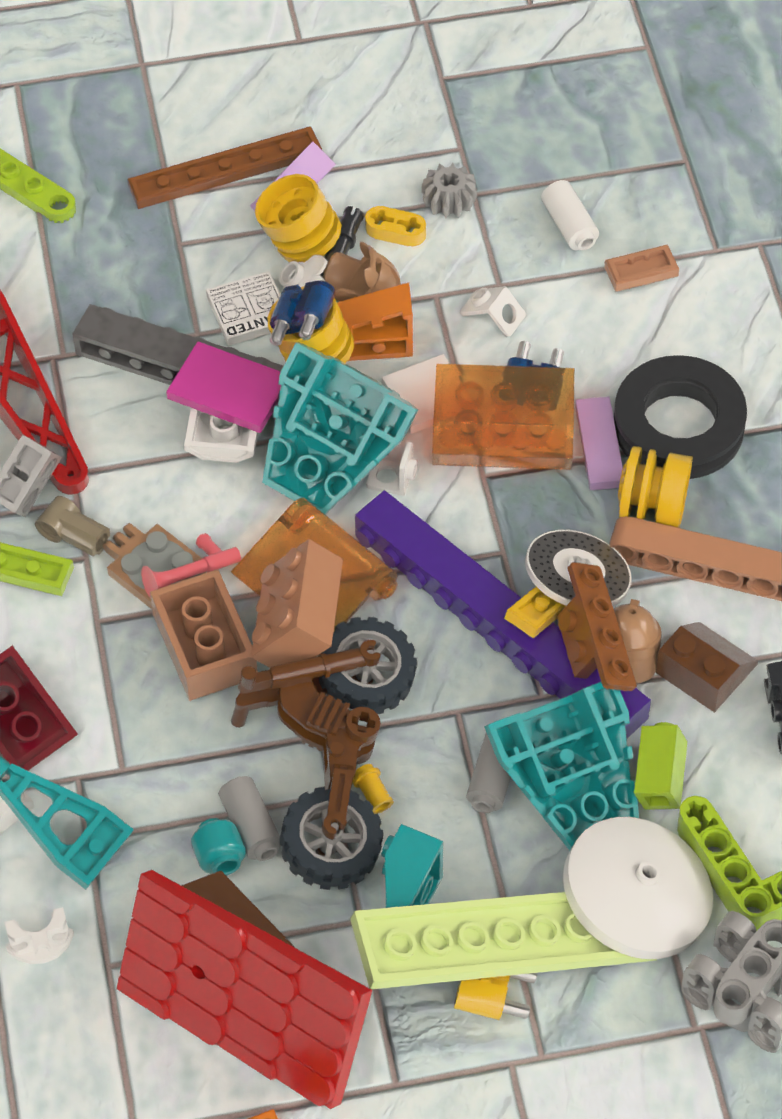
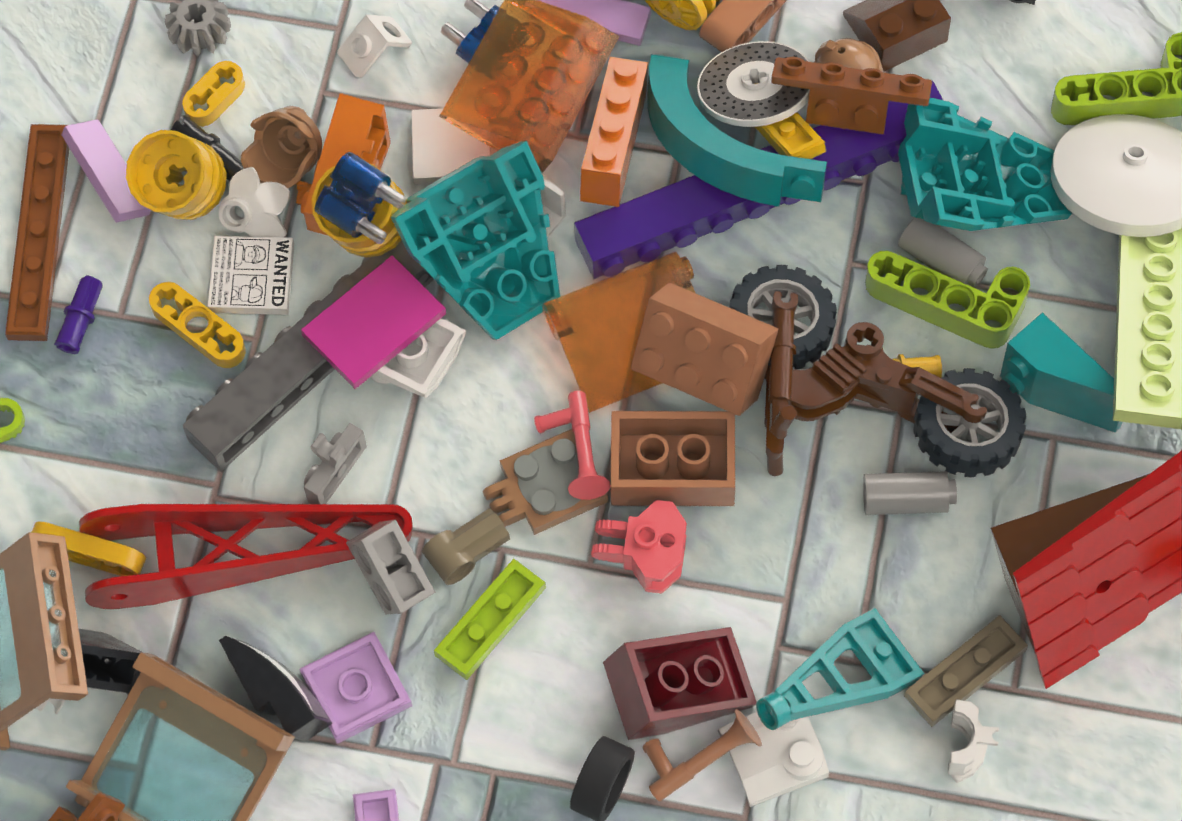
camera: 65 degrees left, 10 degrees up
(92, 911) = (965, 670): none -> dark tan plate
(103, 416) = (336, 463): none -> light grey plate
(120, 645) = (652, 545): none -> coral hinge
(164, 215) = (79, 315): none -> dark purple axle
(191, 303) = (193, 308): none -> yellow beam
(218, 846) = (931, 533): teal head -> none
(449, 783) = (947, 291): none -> lime beam
(481, 486) = (614, 132): none -> orange brick
(508, 527) = (715, 155): none -> teal arch
(660, 766) = (1003, 102): lime brick -> none

